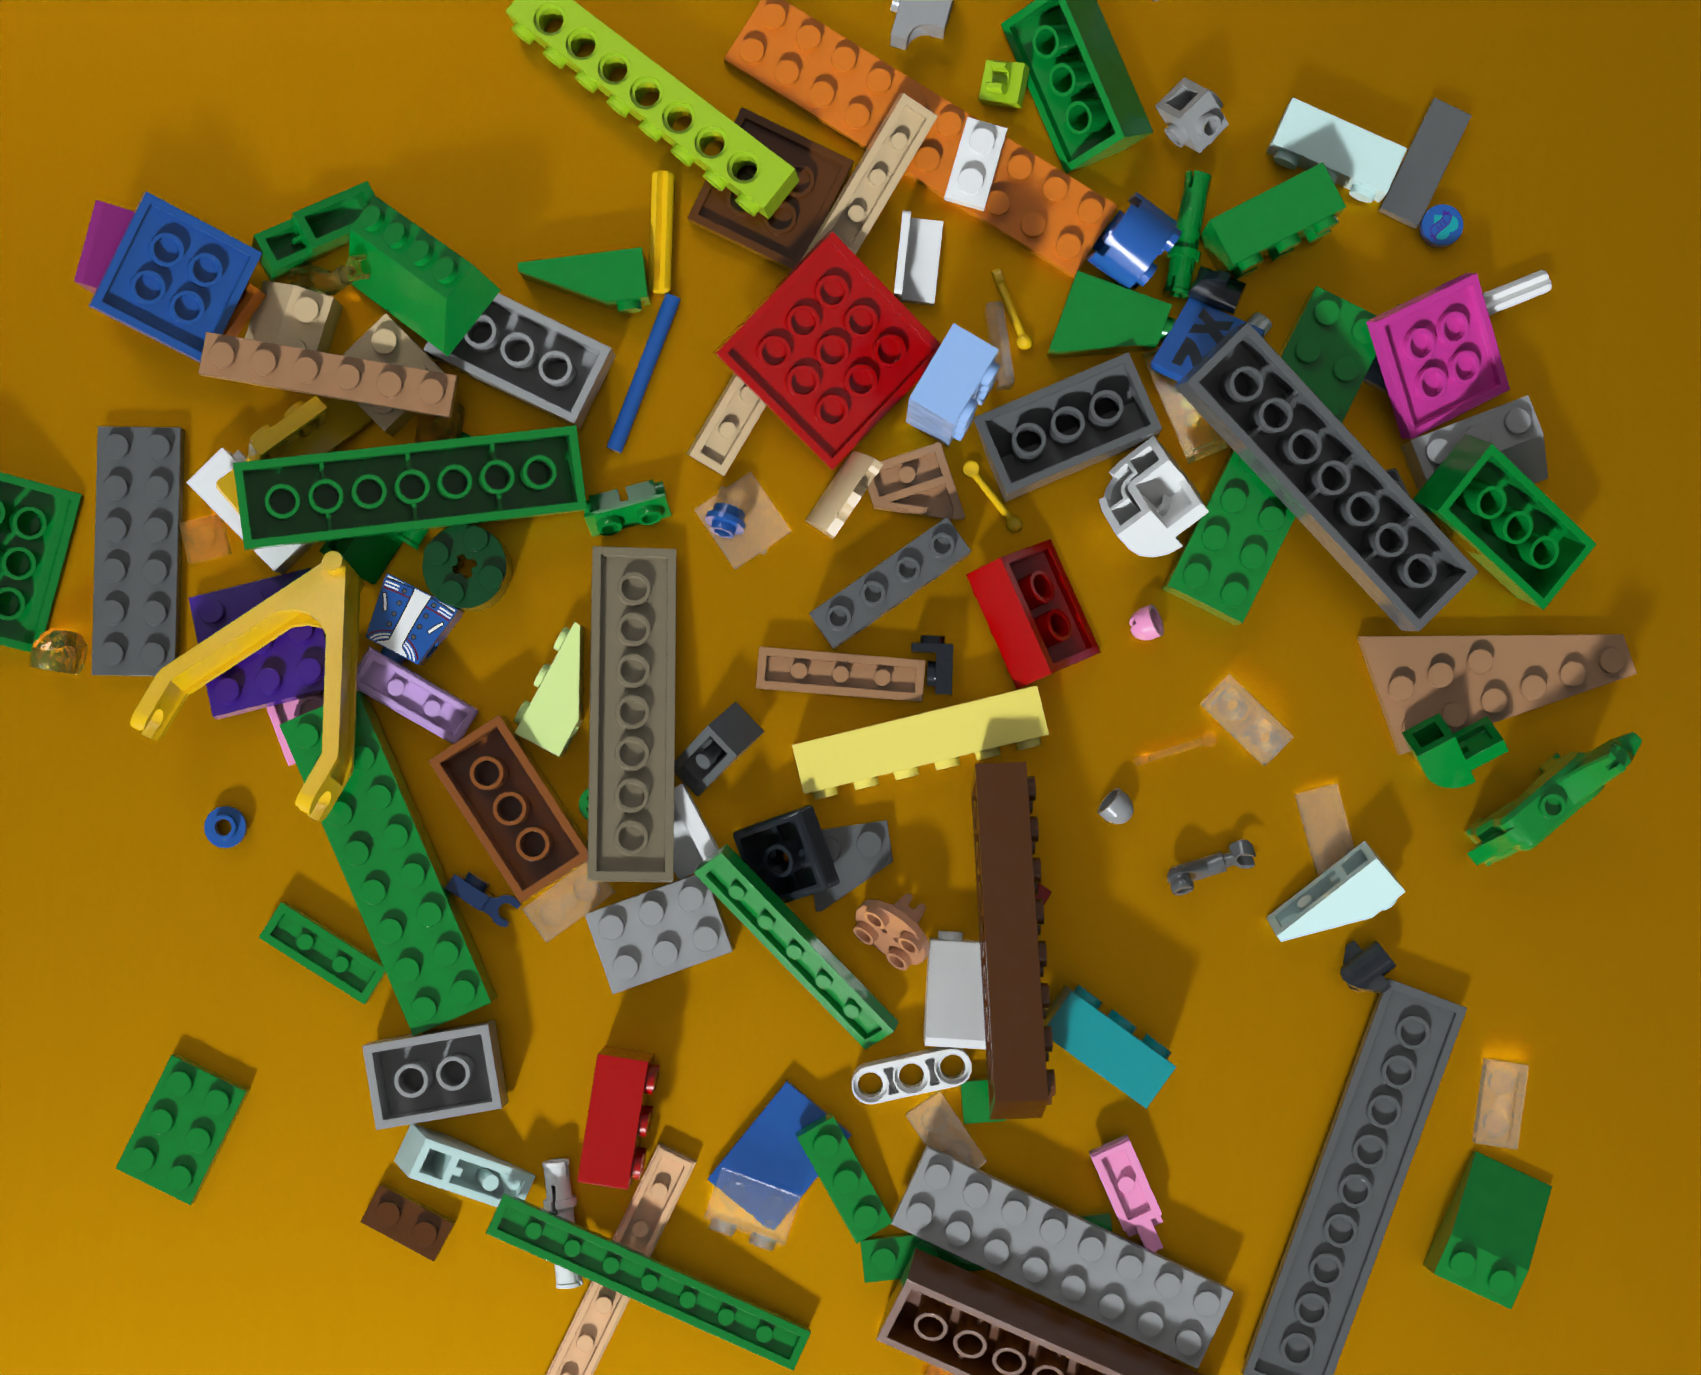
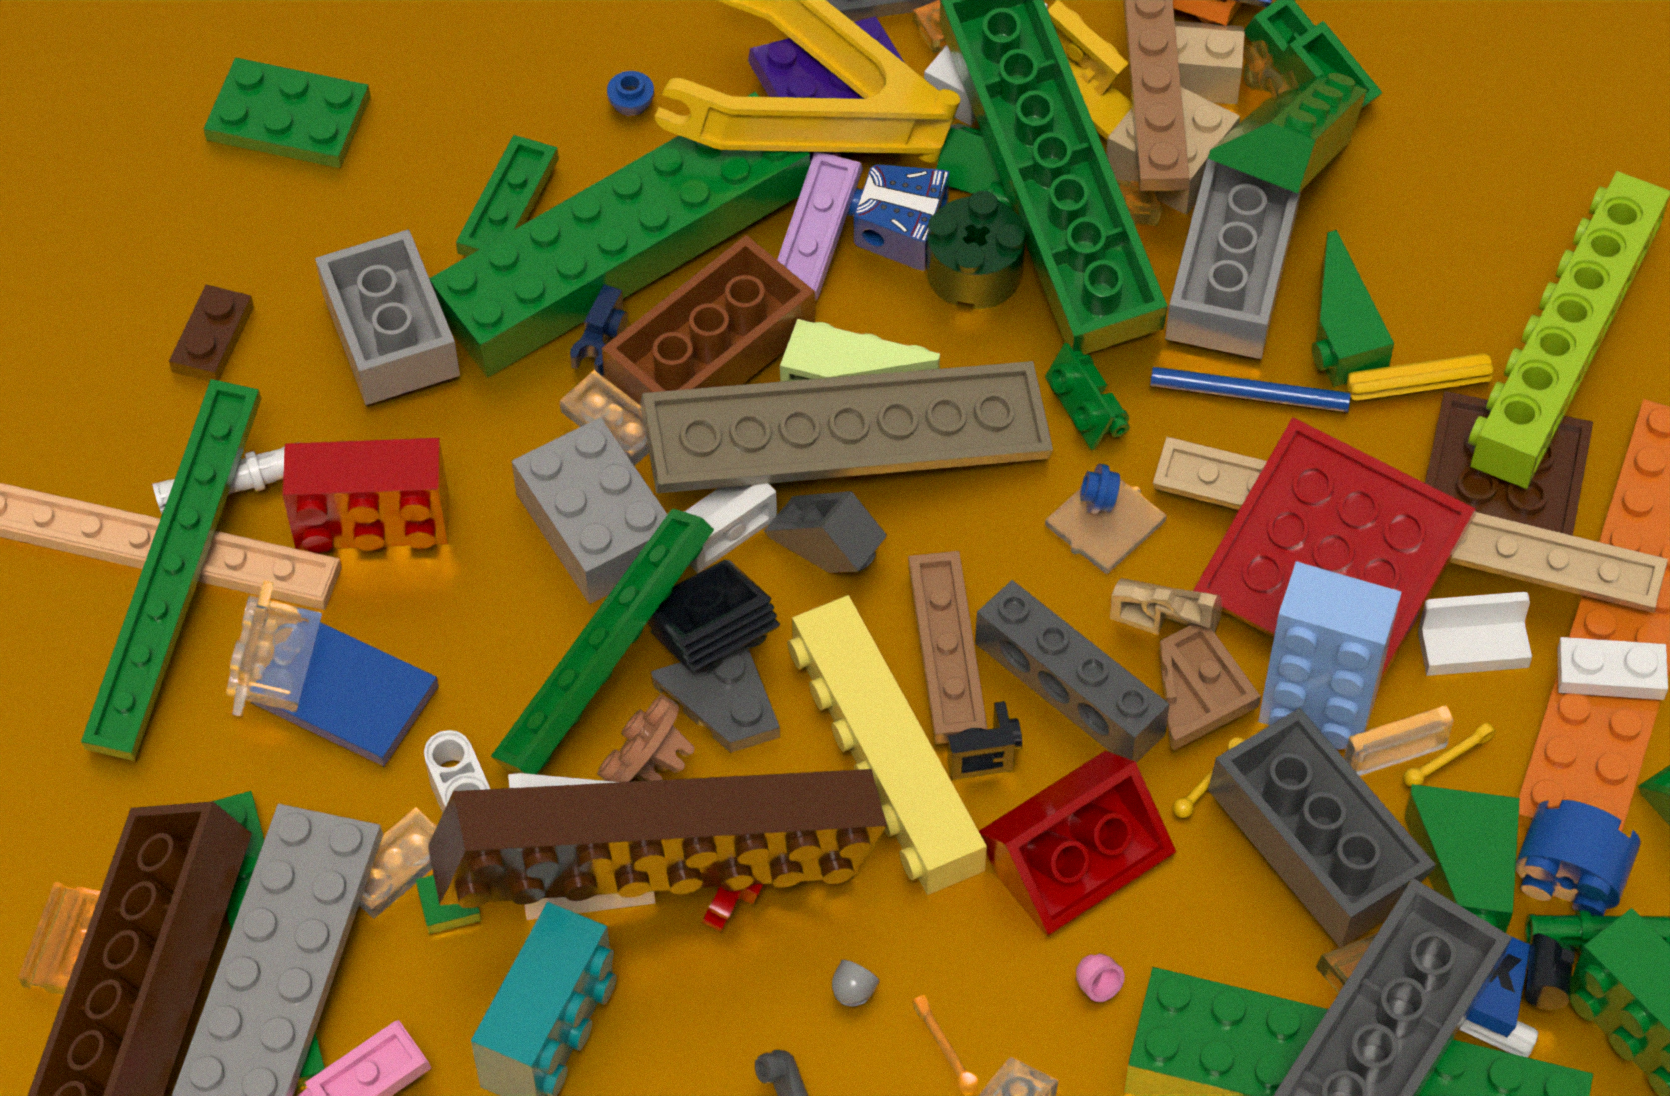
camera: 75 degrees right, 30 degrees down
(459, 1167) = (283, 363): light aqua slope -> none
(843, 1177) = (329, 753): green plate -> none
(1151, 501) = (1254, 937): white brick -> none

